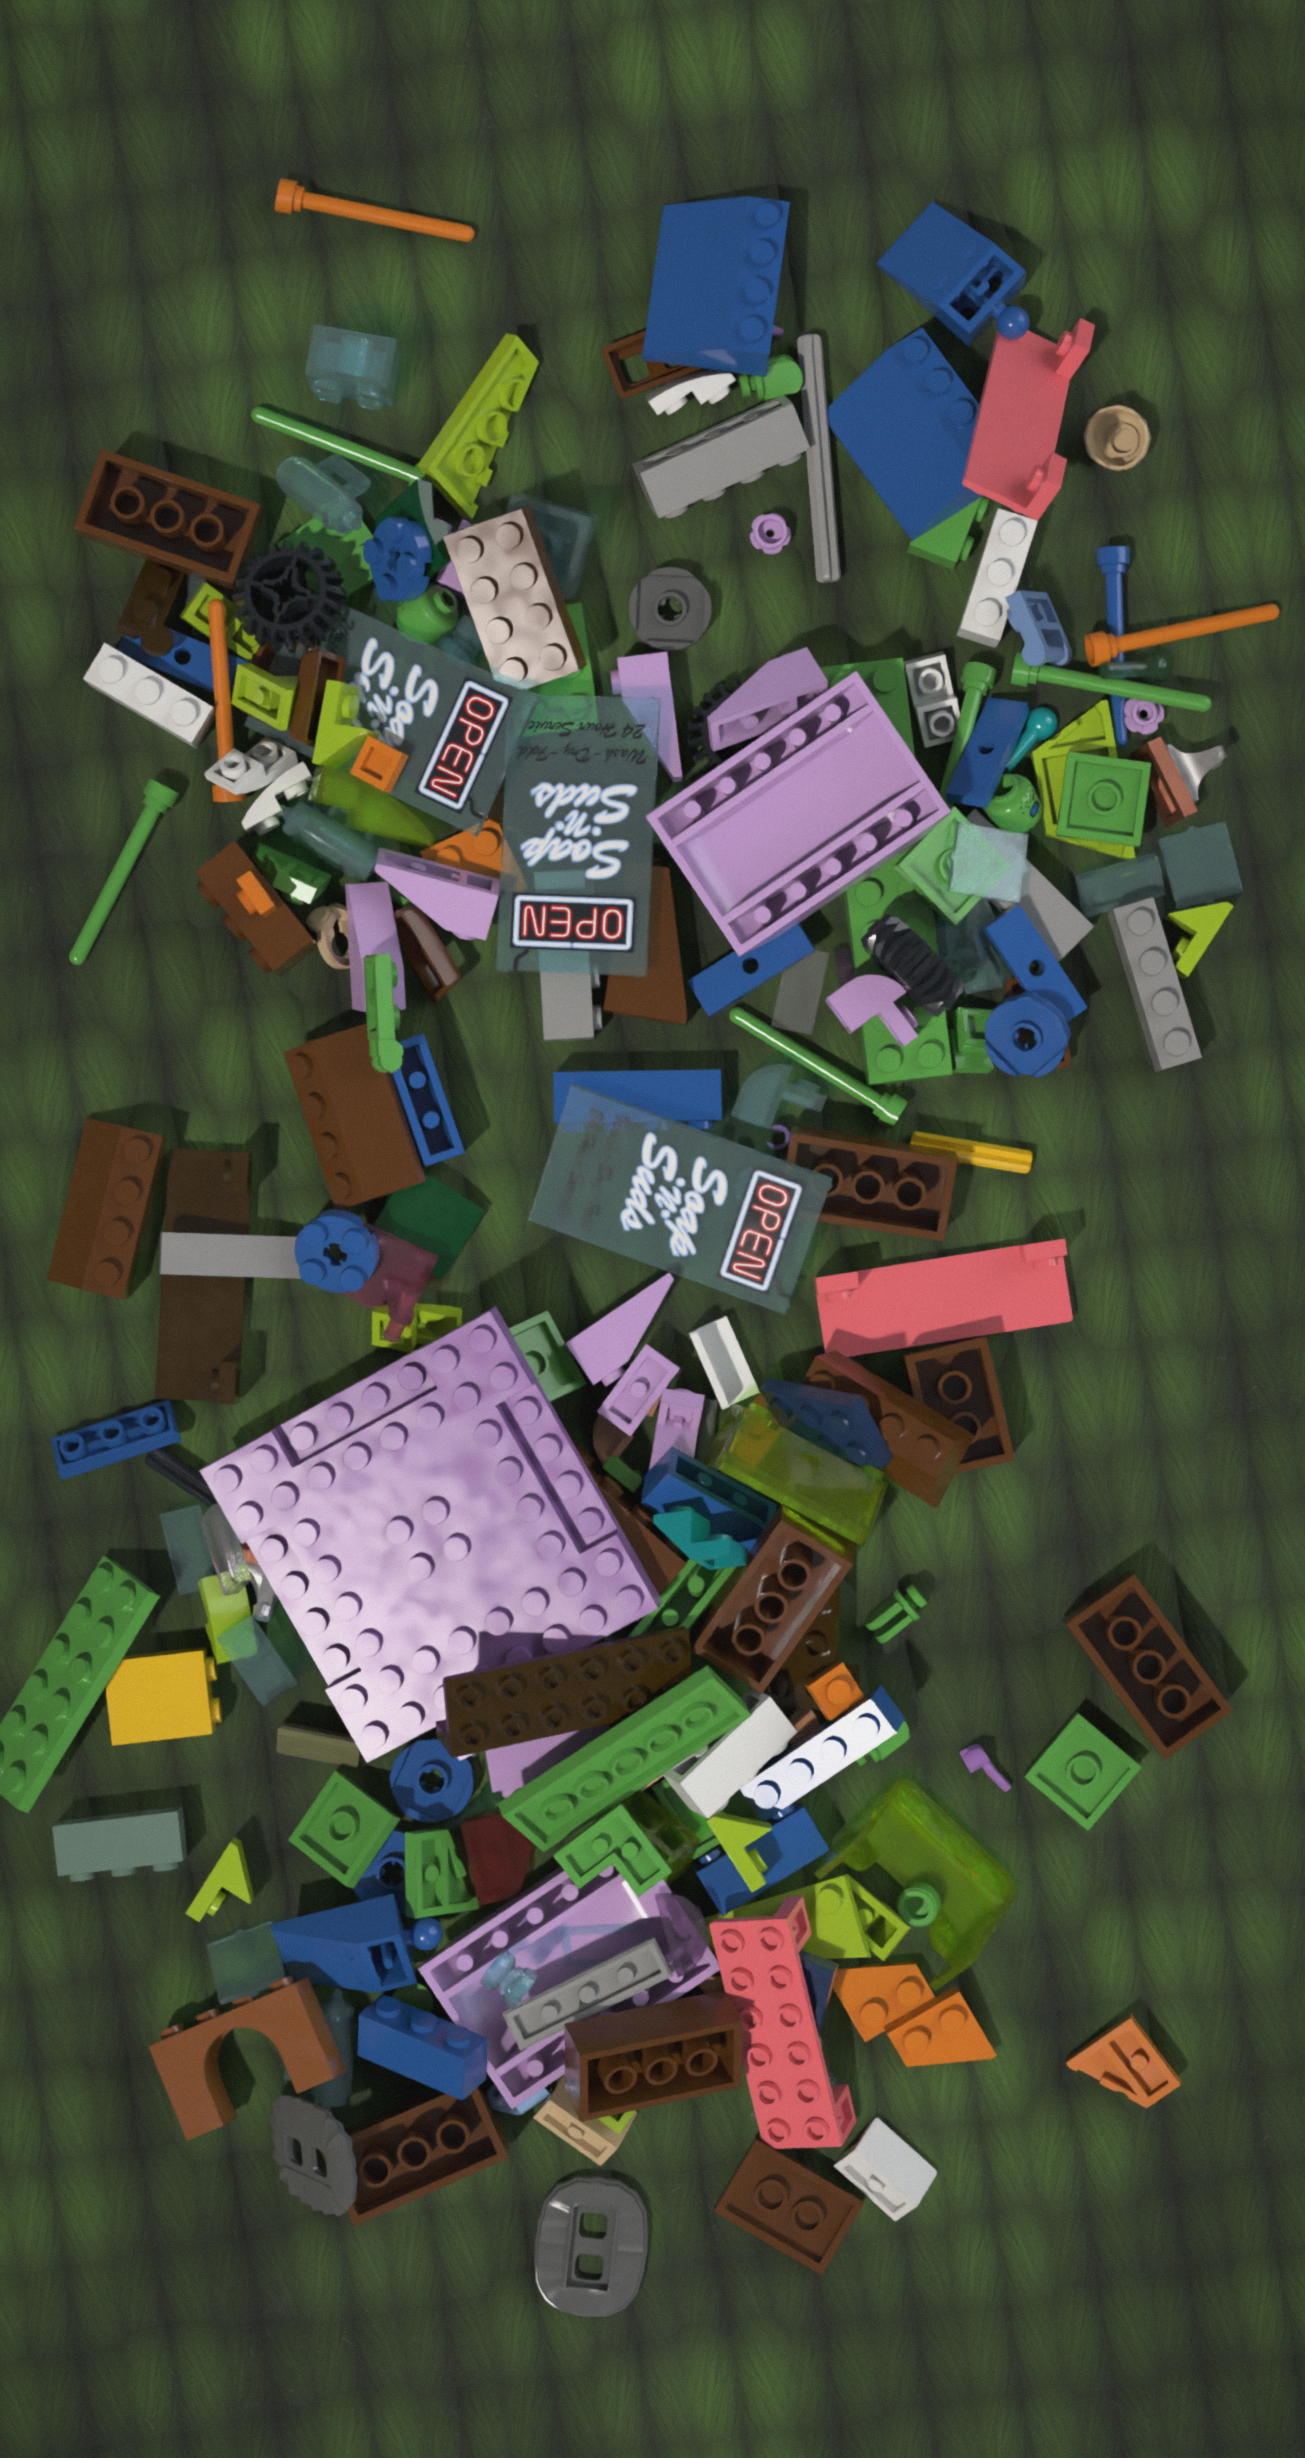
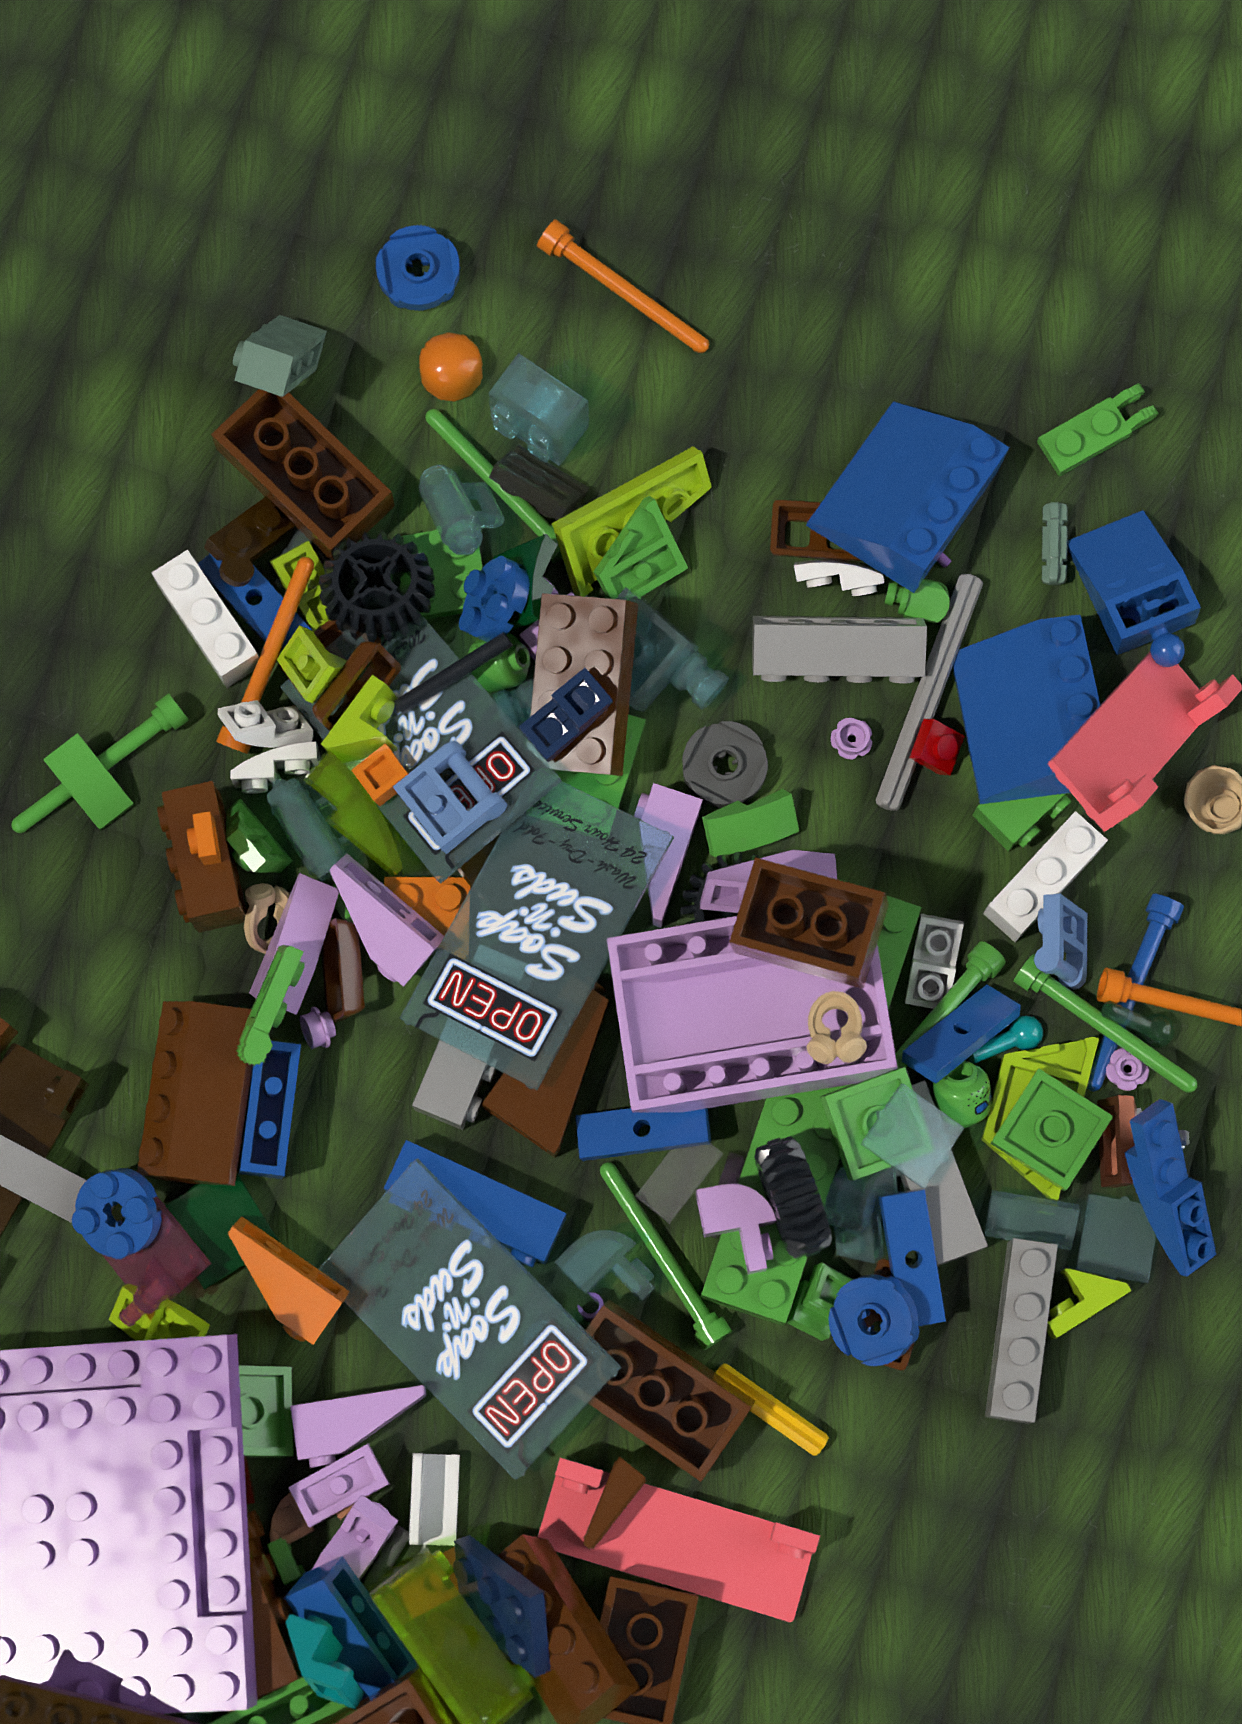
camera: 25 degrees right, 10 degrees down
(98, 426) = (279, 355): none -> sand green brick
(119, 890) = (88, 781): none -> bright green slope
(183, 259) = (423, 291): none -> blue plate
(252, 360) = (450, 366): none -> orange hair
(384, 432) = (538, 483): none -> clear smoke plate
(396, 643) = (453, 673): none -> black bar
(427, 1011) = (317, 1028): none -> lavender plate
(442, 769) = (438, 805): none -> medium blue plate
(507, 456) = (641, 554): none -> bright green wing
(517, 636) = (566, 715): none -> dark blue slope
(520, 1244) = (292, 1287): none -> orange slope
(612, 544) = (701, 682): none -> clear light blue wheel
(715, 658) = (750, 826): none -> bright green slope
(818, 722) = (809, 922): none -> reddish brown brick
(848, 506) = (936, 747): none -> red plate
(855, 148) = (1094, 431): none -> bright green hinge
(867, 270) = (1054, 543): none -> sand green axle
(877, 1286) = (619, 1491): none -> reddish brown slope
(903, 810) = (850, 1044): none -> tan piece
(1228, 809) = (1167, 1194): none -> blue slope

